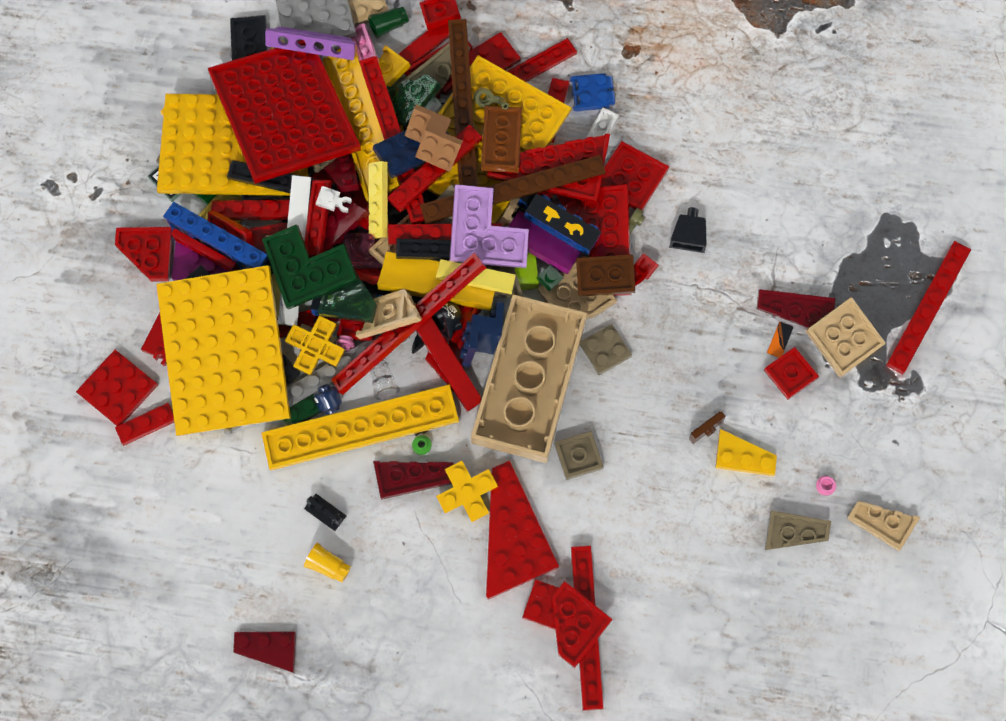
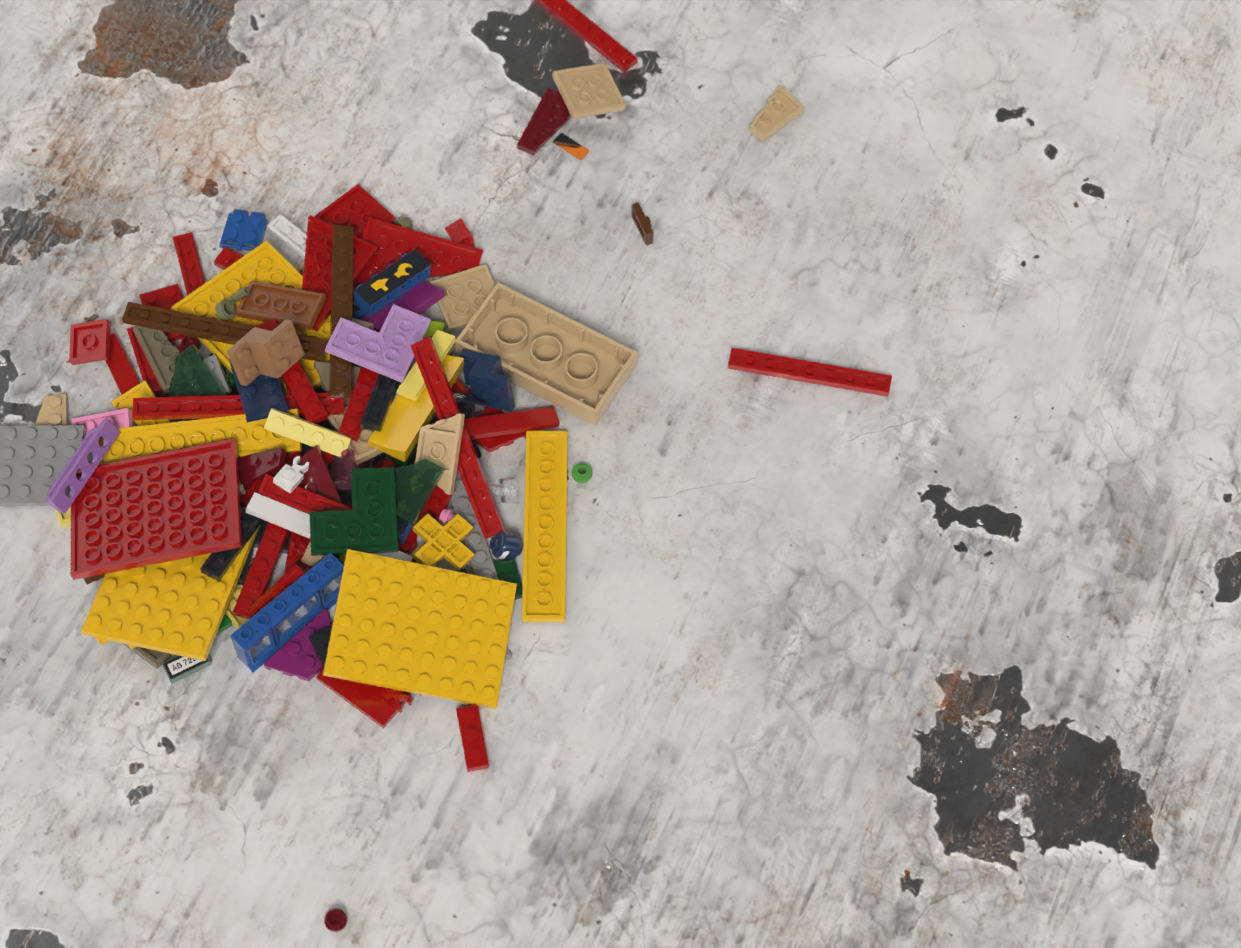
camera: 80 degrees left, 10 degrees down
(117, 388) = (420, 761): red plate -> none
(147, 249) = (264, 696): red plate -> none
(204, 251) = (292, 630): red tile -> none
(247, 36) = (40, 542): black plate -> none
(267, 647) = (755, 661): dark red wing -> none
(324, 512) = (627, 577): black hinge -> none
(327, 563) = (683, 584): yellow plant -> none
(387, 21) = (79, 396): dark green plant -> none
(404, 478) = (613, 489): dark red wing -> none
(466, 491) = (645, 440): yellow plate -> none
(516, 541) = (708, 412): red wing -> none
(540, 606) = (779, 401): red plate -> none
(550, 278) = (444, 311): dark green plate -> none
(576, 623) = (807, 374): red plate -> none
(578, 455) = (638, 335): dark tan plate -> none
(605, 275) = (459, 262): reddish brown plate -> none
(605, 349) = (534, 285): dark tan plate -> none
(689, 232) = (435, 185): black torso -> none
(743, 456) = (677, 205): yellow wing -> none
(791, 373) = (609, 144): red plate -> none
(795, 530) = (762, 183): dark tan wing -> none
(825, 485) = (726, 148): bright pink plate -> none

